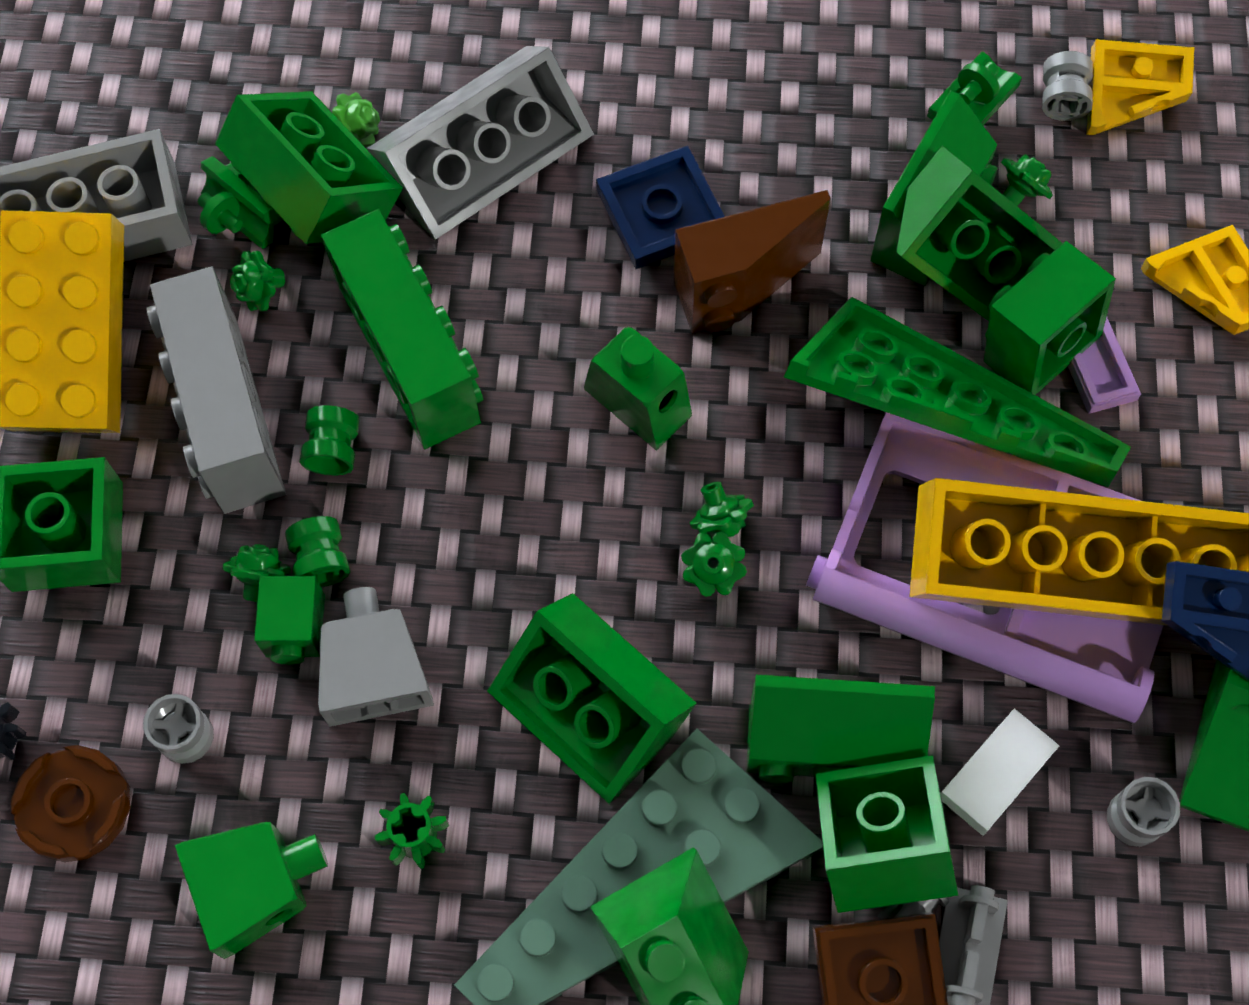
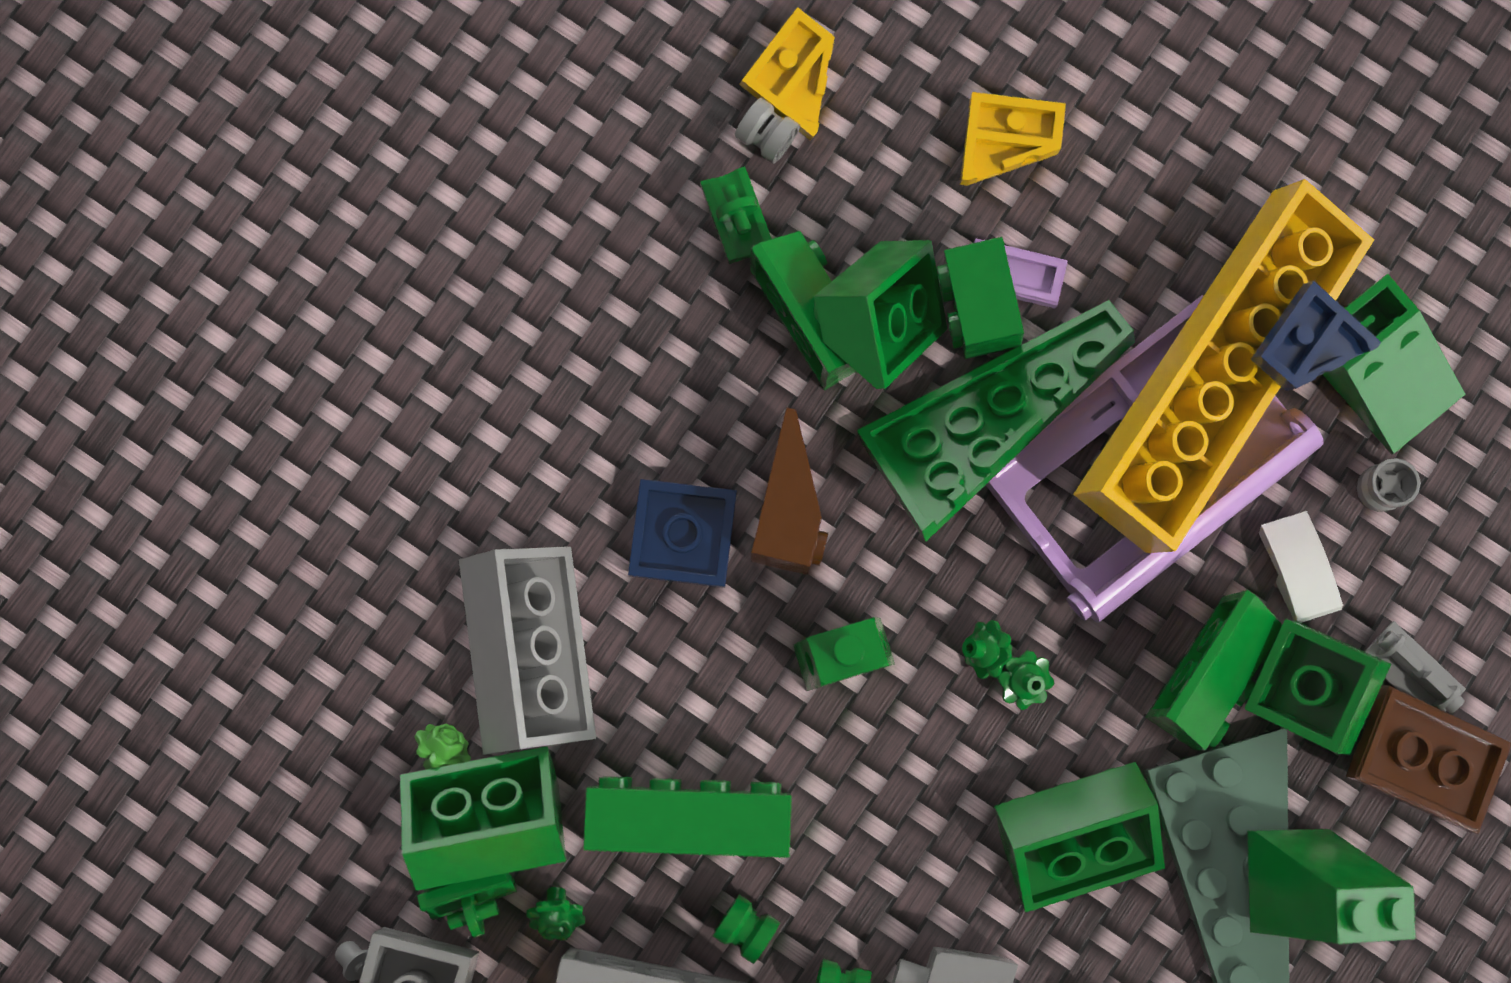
camera: 65 degrees left, 15 degrees up
(1026, 179) = (833, 222): green plant -> none

